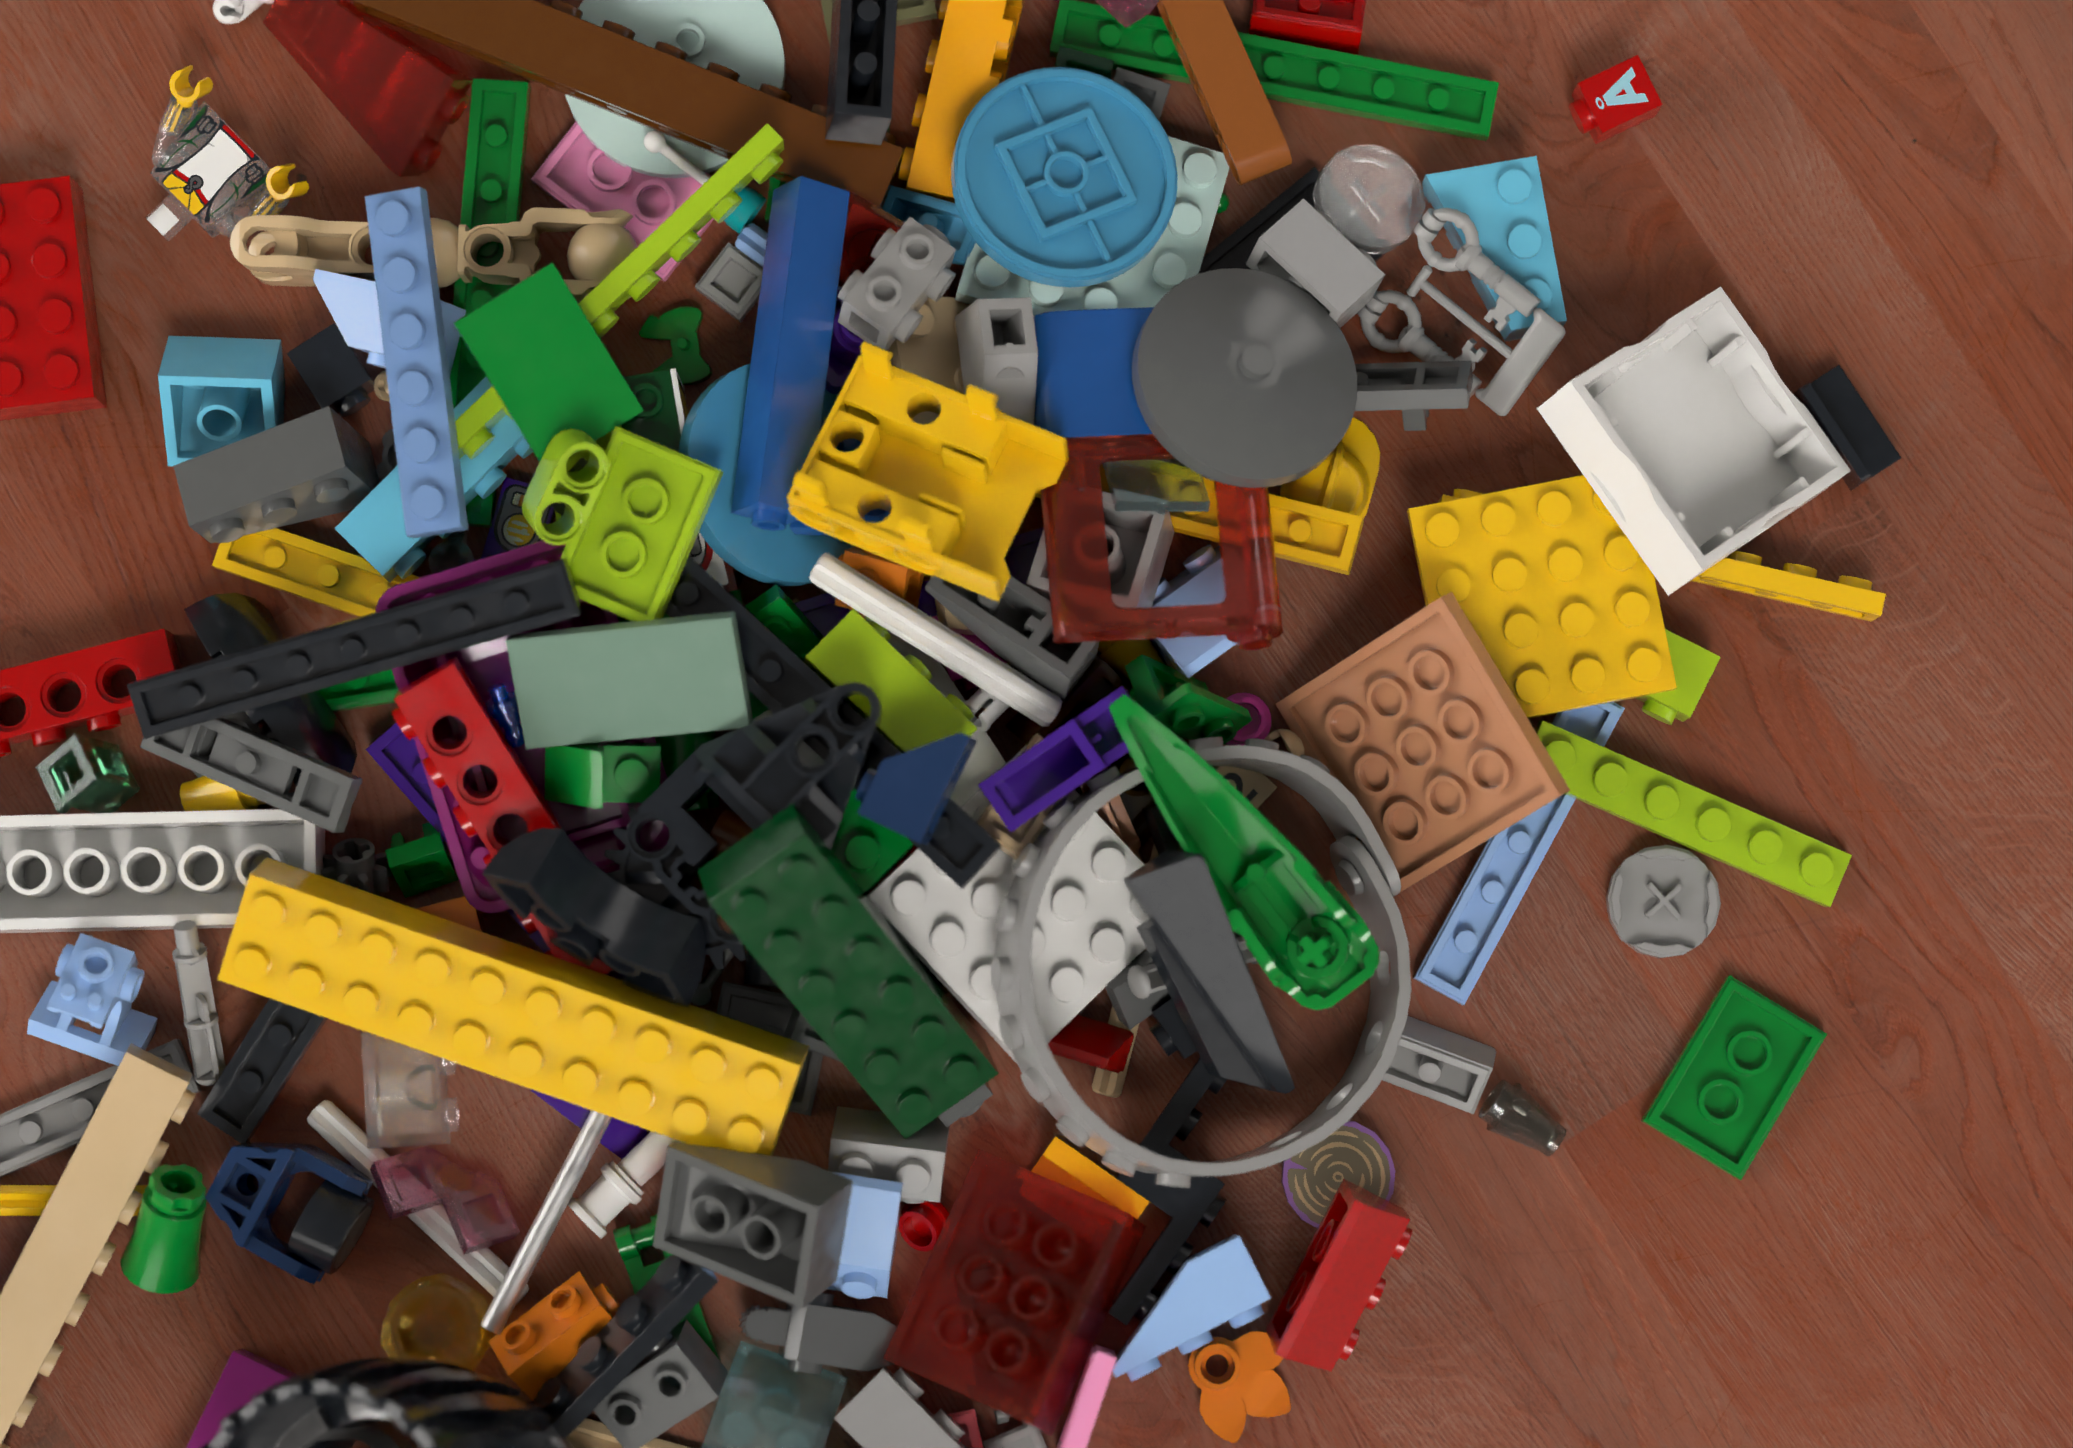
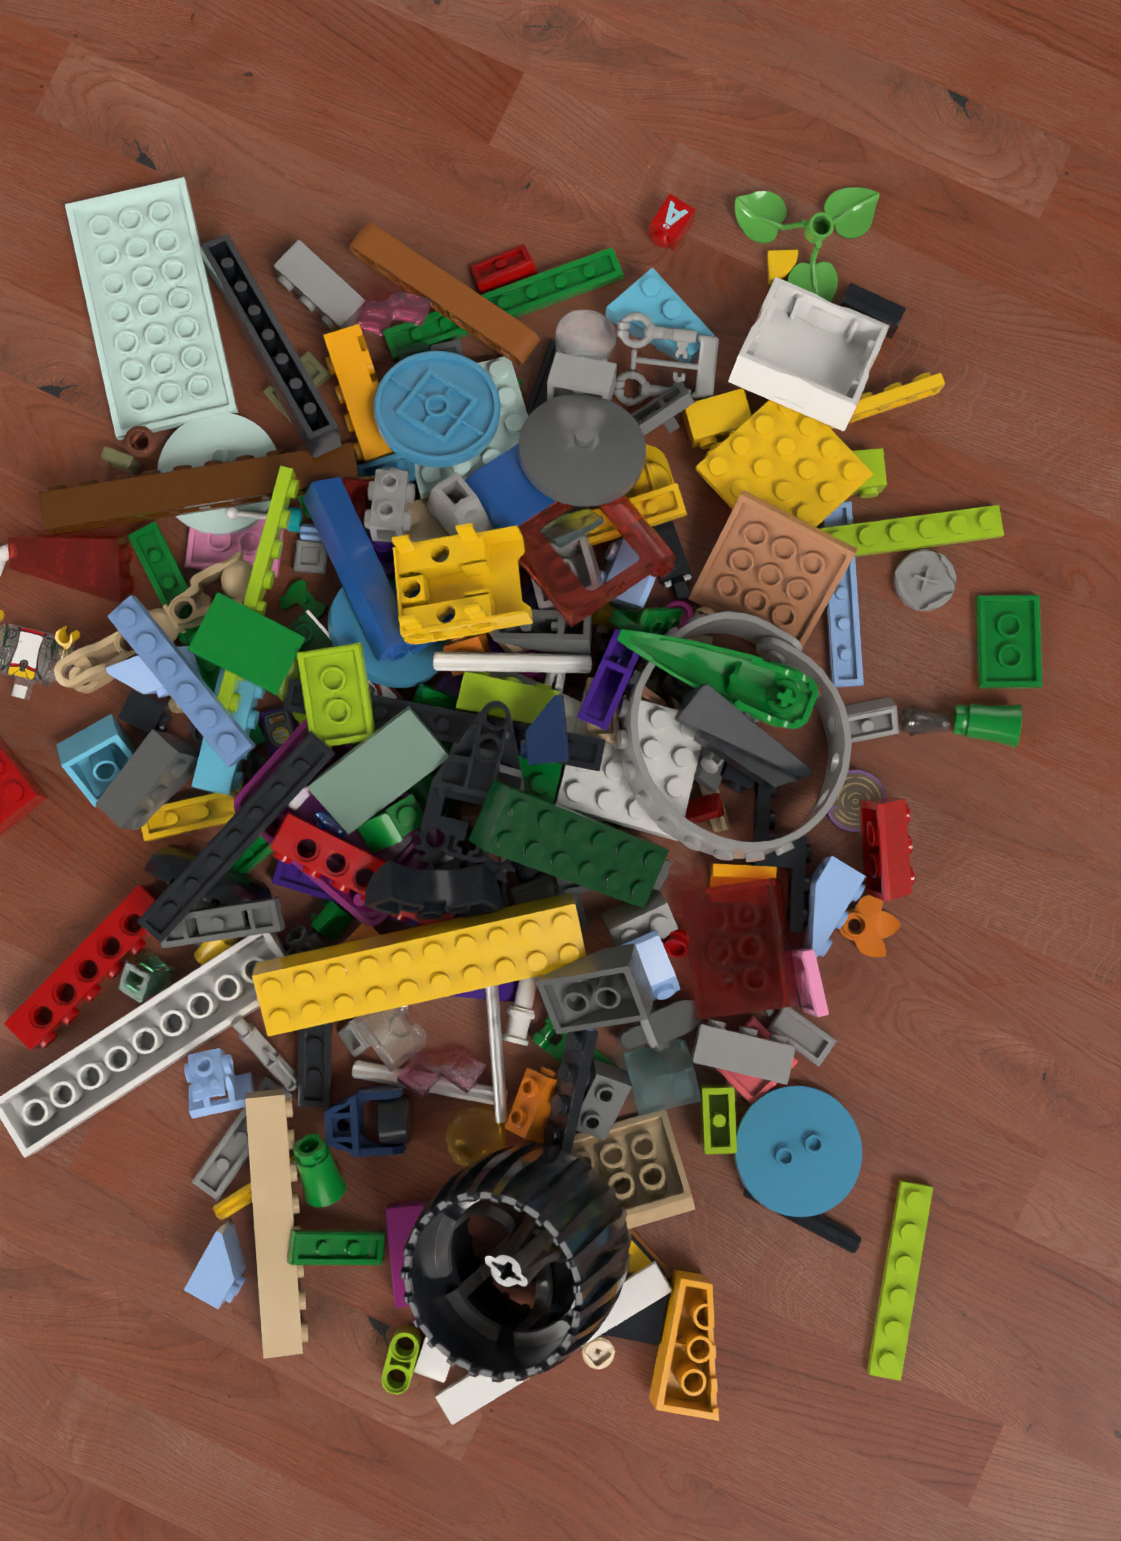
camera: 30 degrees left, 0 degrees up
(124, 1363) = (336, 1247): none -> green tile
(344, 1064) = (353, 1038): none -> light grey slope
(575, 489) = (283, 697): lime beam -> none
(1299, 601) = (681, 573): none -> black hinge
(1492, 450) = (715, 418): none -> yellow brick
(1619, 1183) = (989, 722): none -> green plant
(1748, 267) = (780, 263): none -> yellow tile
(1908, 250) = (846, 209): none -> bright green plant

